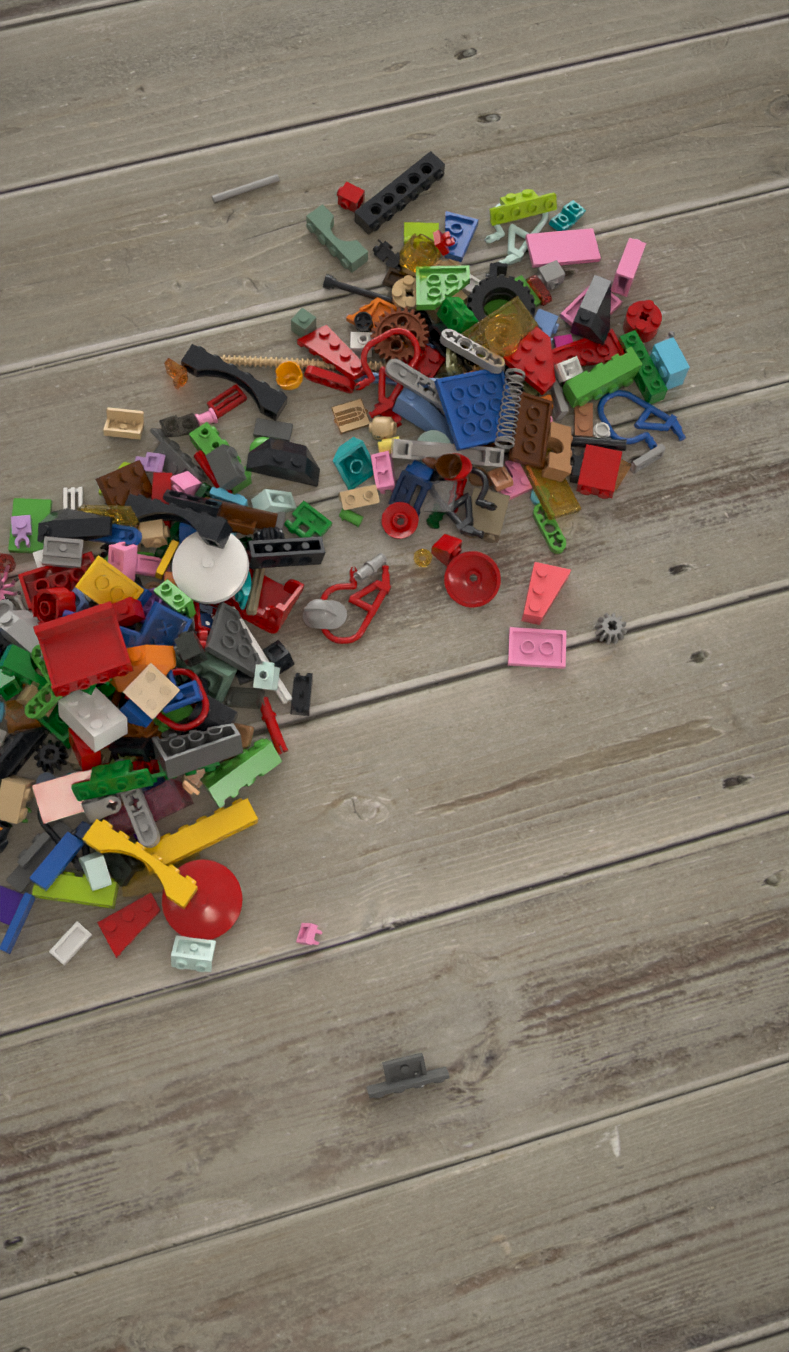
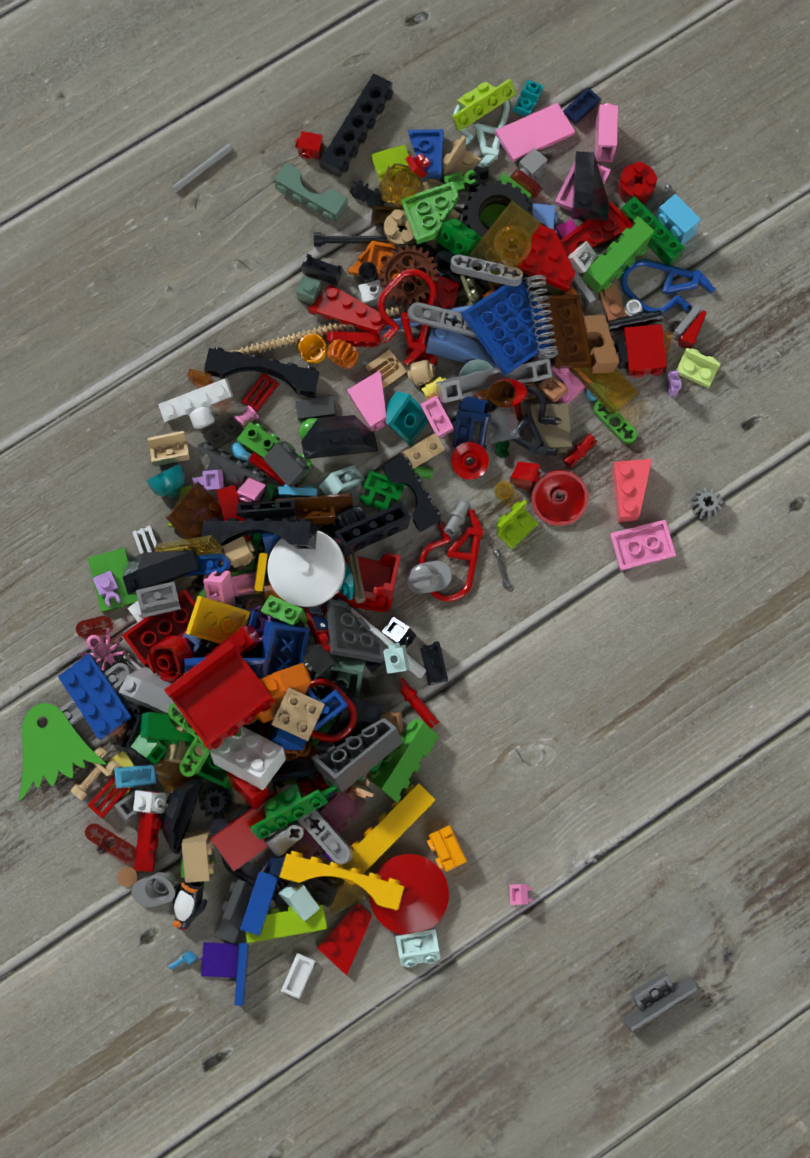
camera: 10 degrees left, 5 degrees up
(111, 452) = (167, 482): none -> teal cylinder
(164, 391) = (197, 404): none -> white plate
(188, 447) = (240, 452): none -> medium azure arm
(253, 869) = (447, 849): none -> light orange brick
(314, 388) = (342, 354): none -> orange gear
(322, 310) = (322, 270): none -> black hinge
(326, 438) = (369, 401): none -> bright pink slope
(329, 508) = (400, 472): none -> black arch
(396, 643) = (506, 583): none -> flat silver hinge
(422, 591) = (516, 525): none -> lime bracket
(477, 268) = (461, 180): none -> bright green plate
(482, 253) = (459, 159): none -> tan bracket
(507, 543) = (580, 450): none -> red pin
(614, 237) = (582, 106): none -> dark blue plate
(616, 509) = (673, 383): none -> lavender plate
(644, 502) = (698, 367): none -> yellowish green bracket
(649, 469) = (690, 335): none -> red slope

